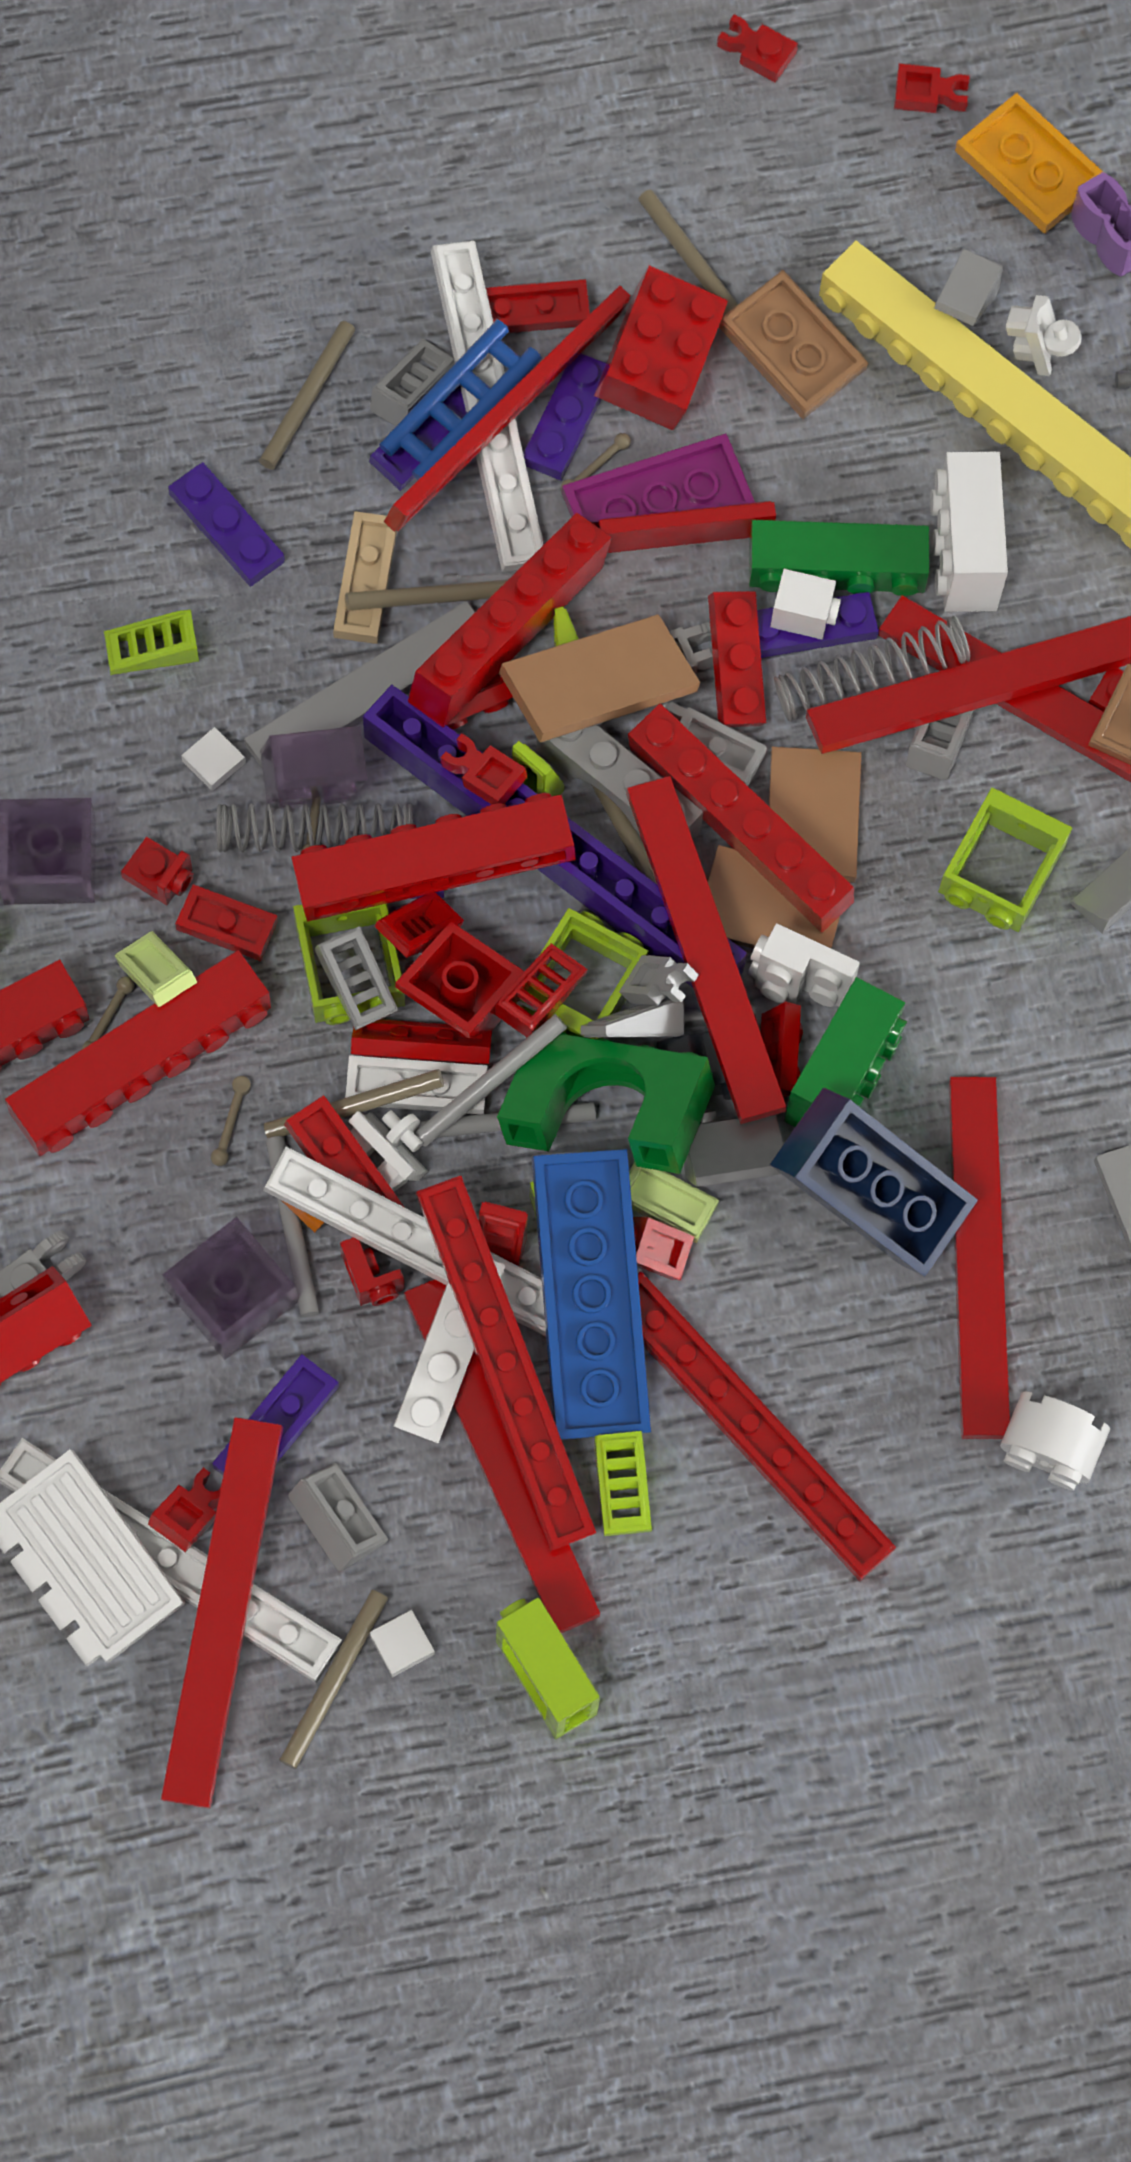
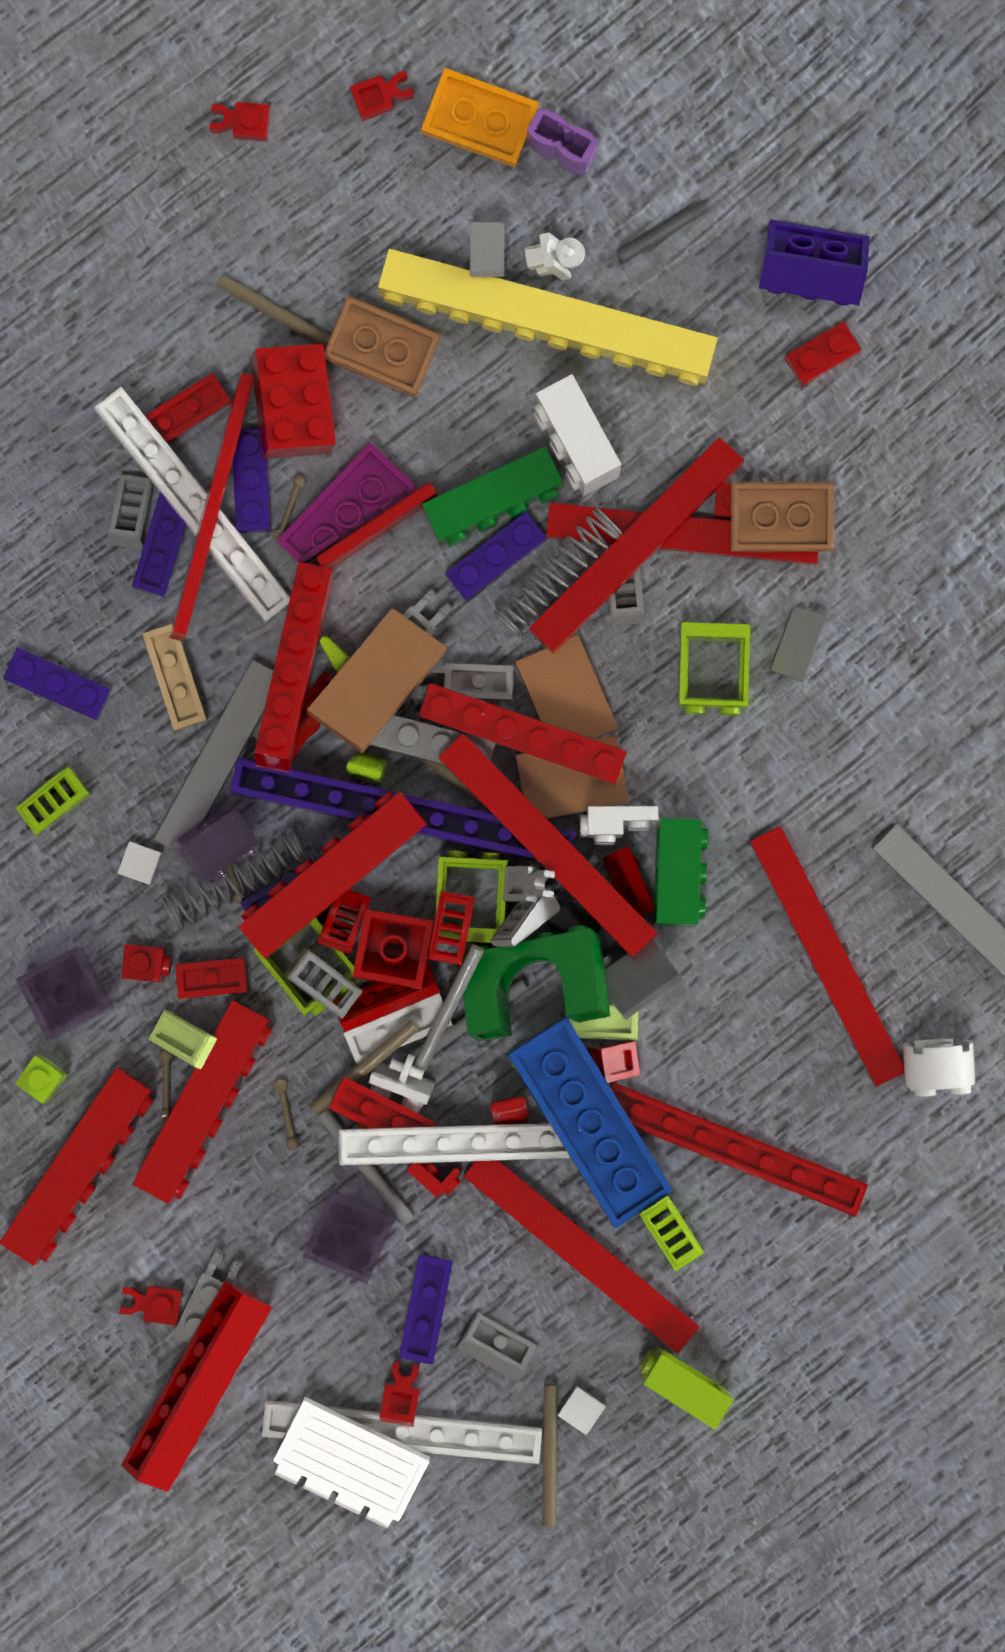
camera: 20 degrees left, 15 degrees up
(222, 1613) = (457, 1452): red tile -> none
(307, 395) = (62, 557): dark tan bar -> none
(421, 595) = (227, 669): dark tan bar -> none
(438, 1371) = (513, 1202): white plate -> none
(461, 374) = (165, 497): blue bar -> none
(487, 774) = (340, 794): red plate -> none
(505, 1363) = (557, 1200): red tile -> none
(737, 658) = (461, 611): red plate -> none
(805, 604) = (490, 550): white brick -> none
(873, 1181) = (740, 957): dark blue brick -> none

